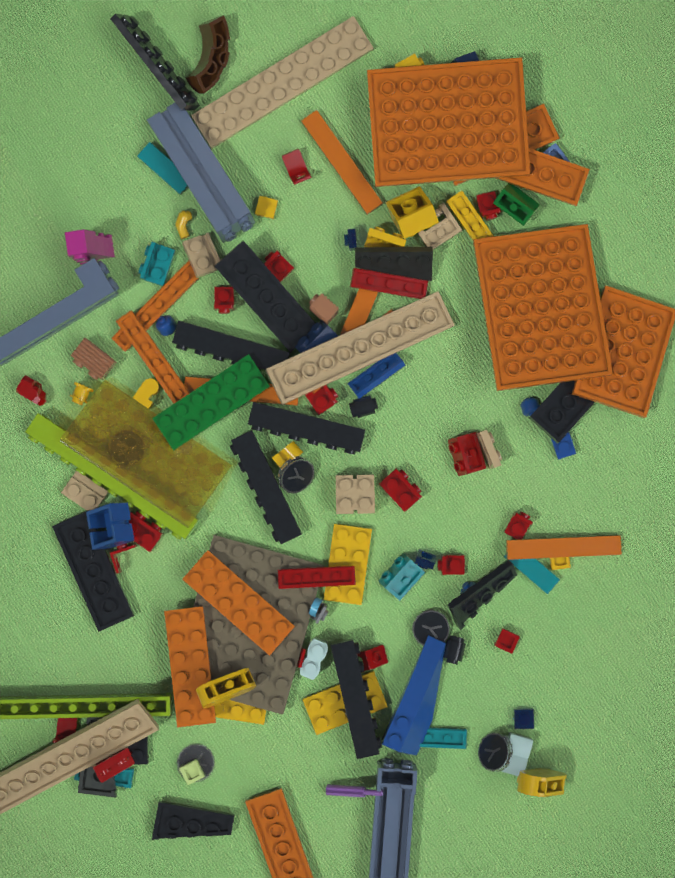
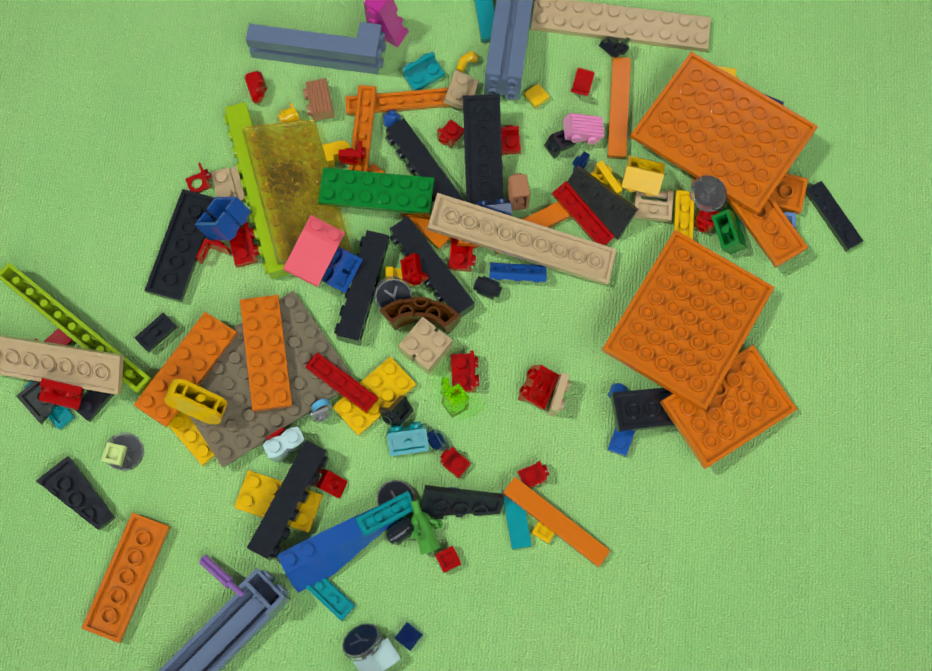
camera: 40 degrees right, 15 degrees down
(57, 500) = (204, 176): none -> red bracket
(137, 655) = (155, 332): none -> black plate
(164, 390) = (351, 156): none -> red bracket
(207, 494) = (313, 250): none -> coral slope
(239, 488) = (341, 269): none -> blue brick
(295, 110) = (614, 47): none -> black bracket
(296, 445) = (412, 270): none -> red bracket
(320, 234) = (556, 143): none -> black bracket
(327, 469) = (412, 310): none -> reddish brown brick
(330, 207) = (583, 128): none -> bright pink brick
(377, 563) = (397, 412): none -> black bracket
(412, 518) = (453, 398): none -> clear neon green brick
(435, 647) = (385, 514): none -> teal tile
(473, 636) = (423, 530): none -> bright green piece
(476, 187) = (708, 193): none -> clear tile
(586, 118) = (833, 216): none -> black plate

